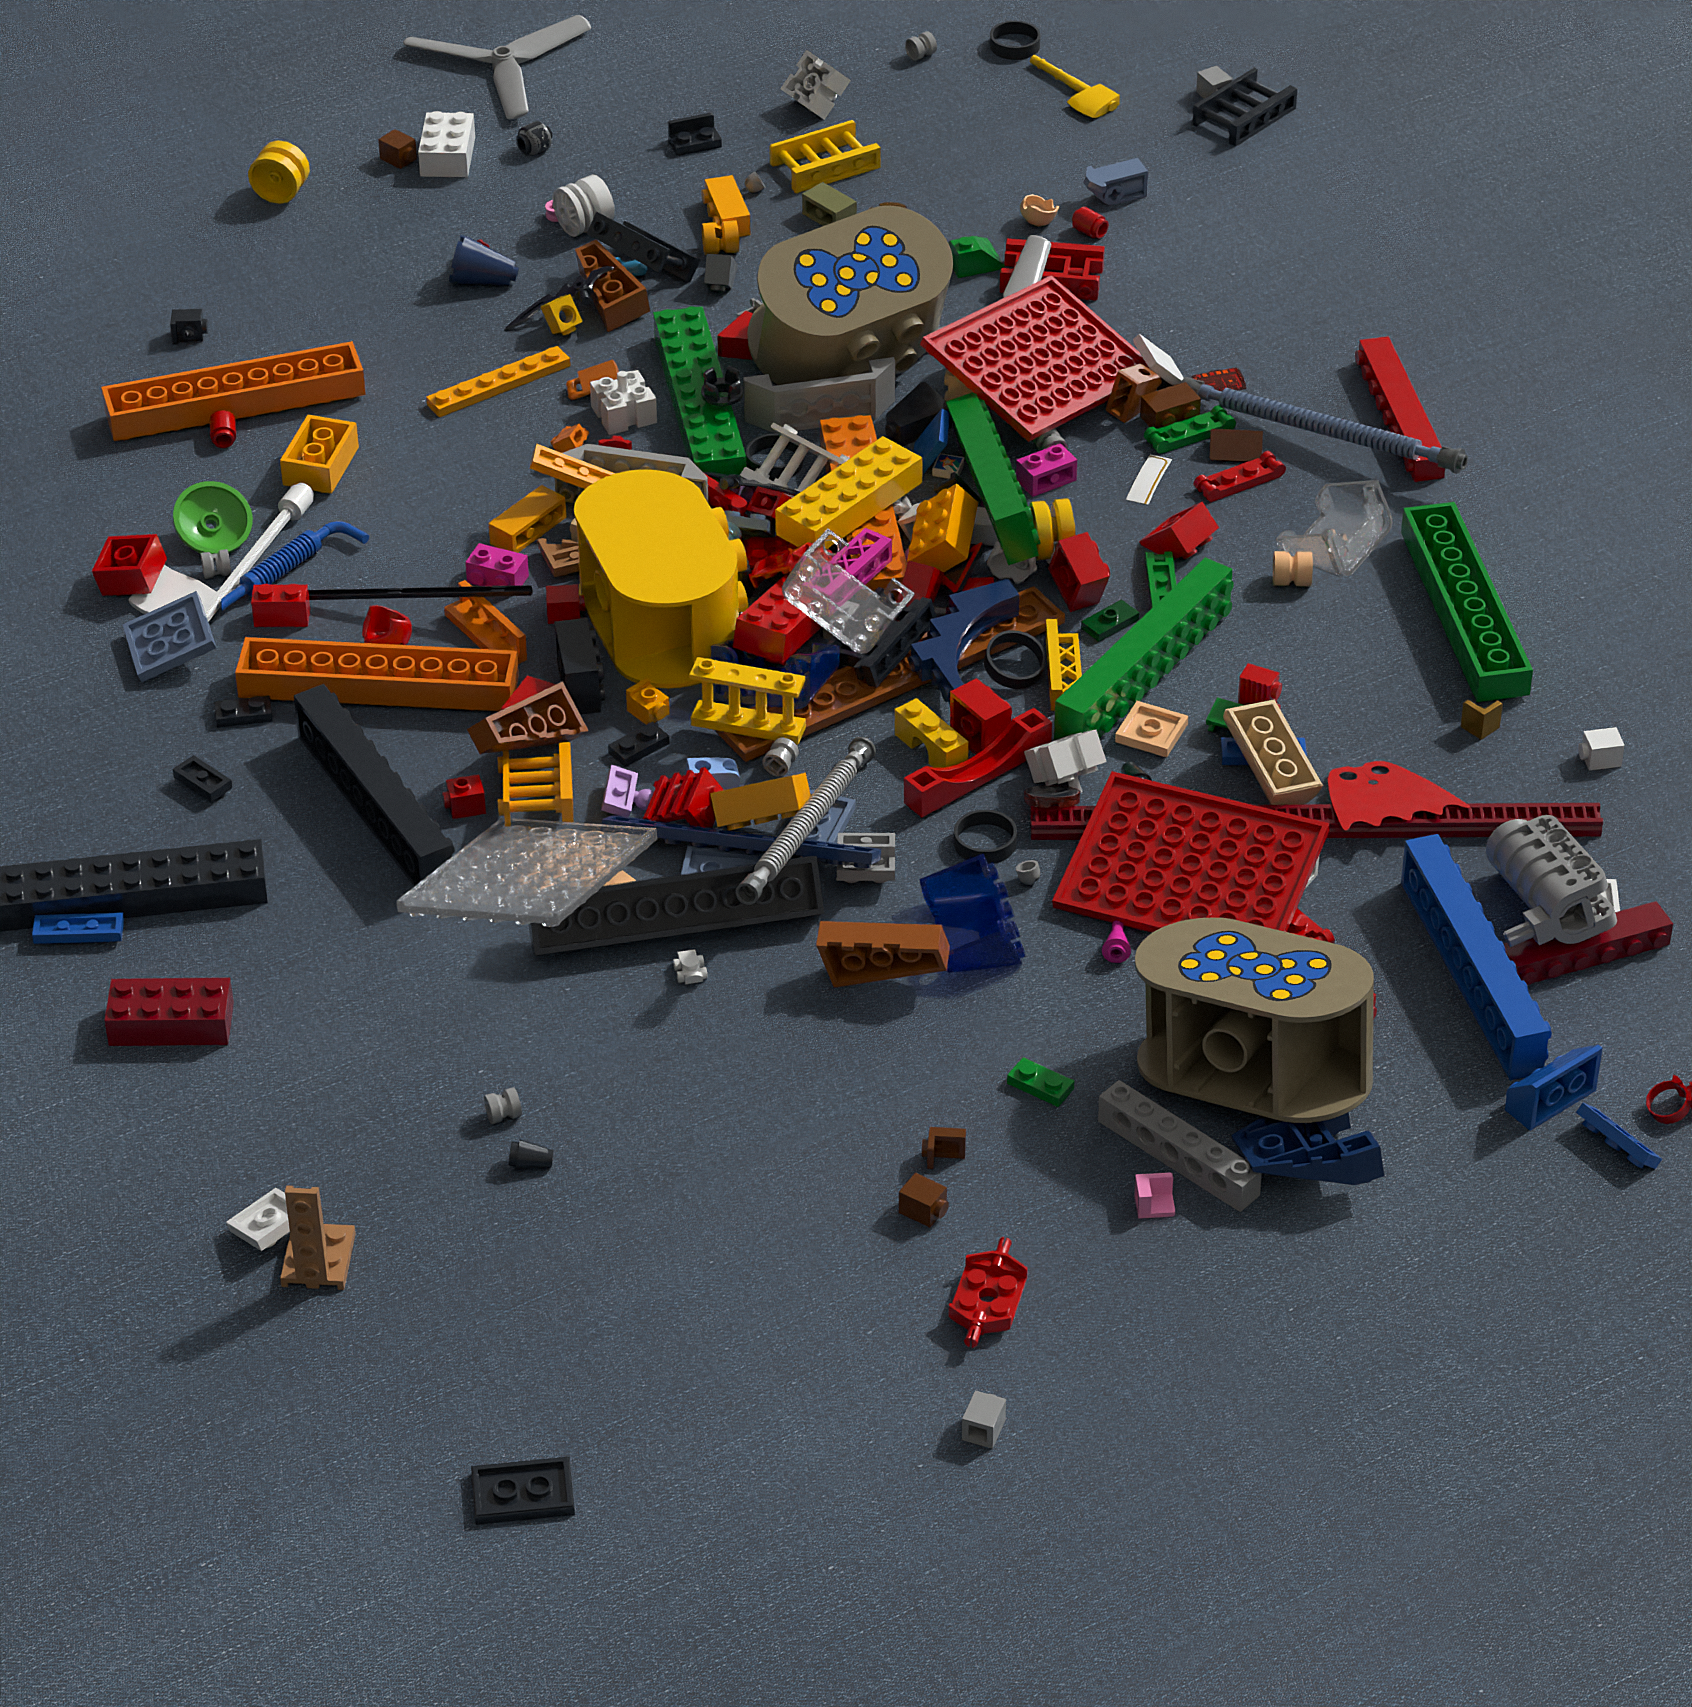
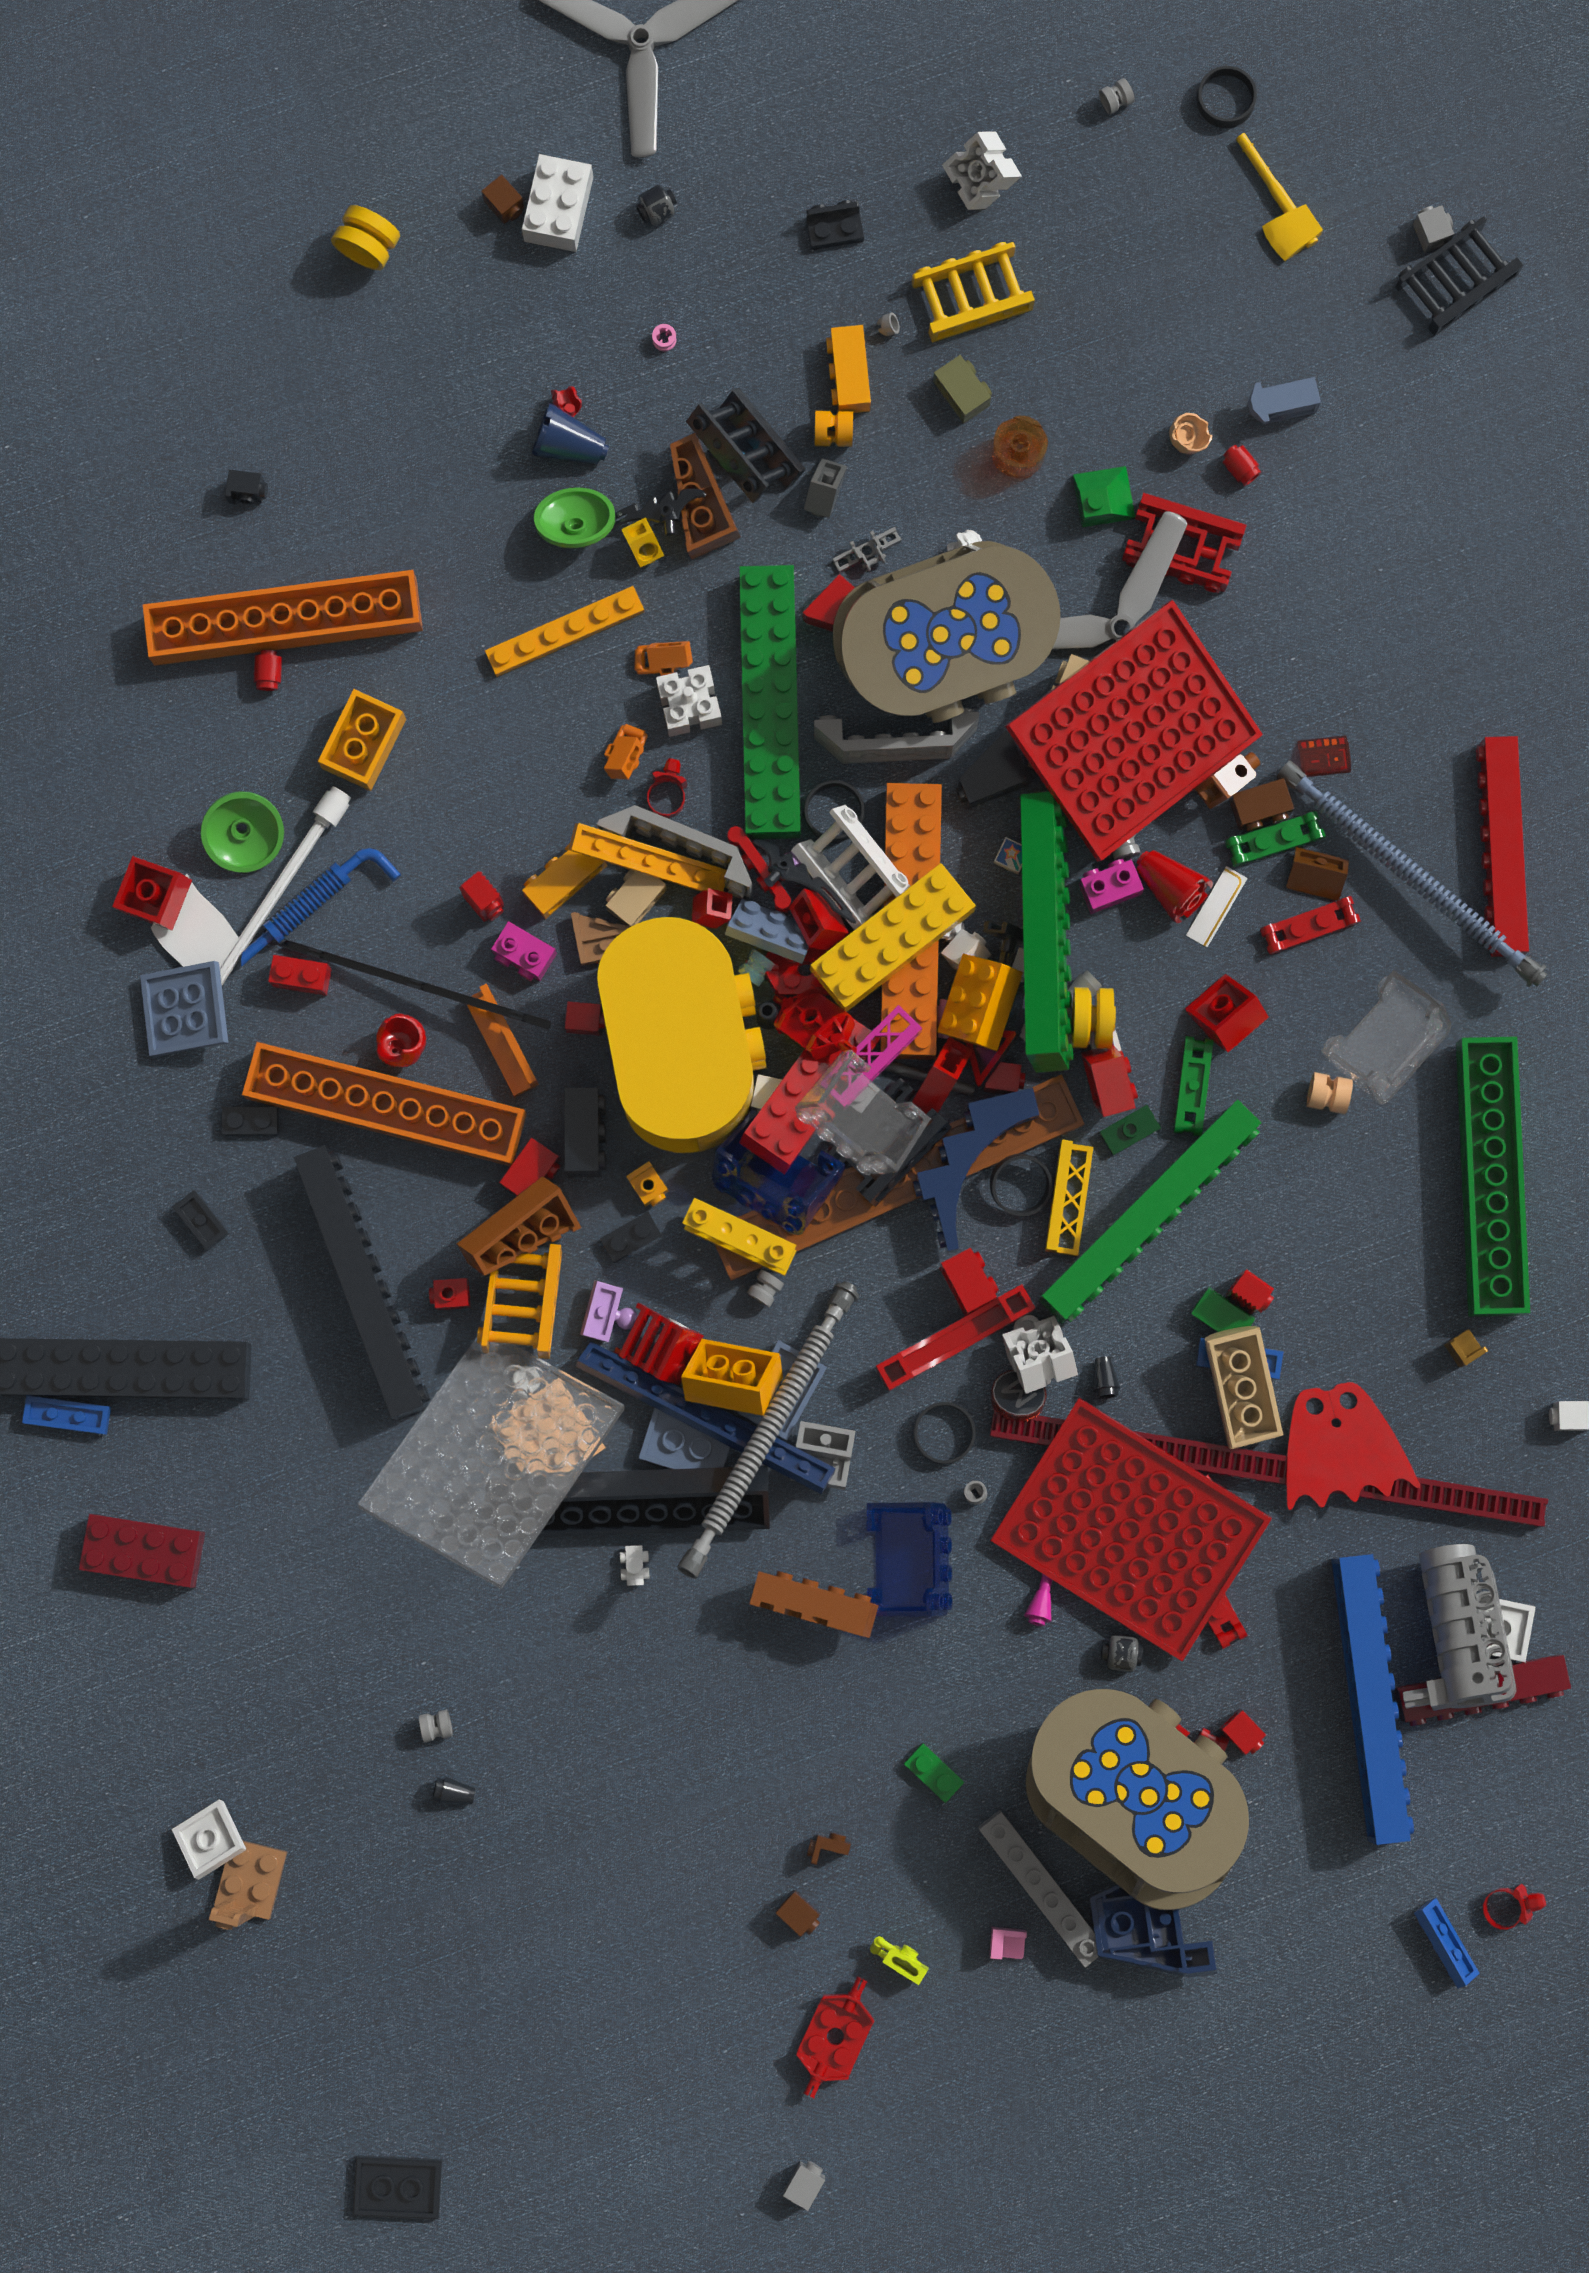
camera: 10 degrees right, 40 degrees up
(222, 564) = (241, 894): light grey wheel -> none
(450, 530) = (482, 897): none -> red brick
(497, 310) = (574, 517): none -> bright green dish
(578, 203) = (691, 355): white wheel -> none
(722, 769) = (694, 1303): light blue leg -> none
(729, 384) = (780, 719): black piece -> none
(920, 725) = (917, 1288): yellow arch -> none
(933, 439) = (997, 834): blue tile -> none
(1042, 1220) = (900, 1959): none -> neon yellow piece
(1107, 458) = (1173, 884): none -> red cone
(1151, 729) = (1136, 1307): light nougat plate -> none
(1158, 361) = (1265, 735): white tile -> none
(1554, 1087) = (1402, 1874): blue slope -> none

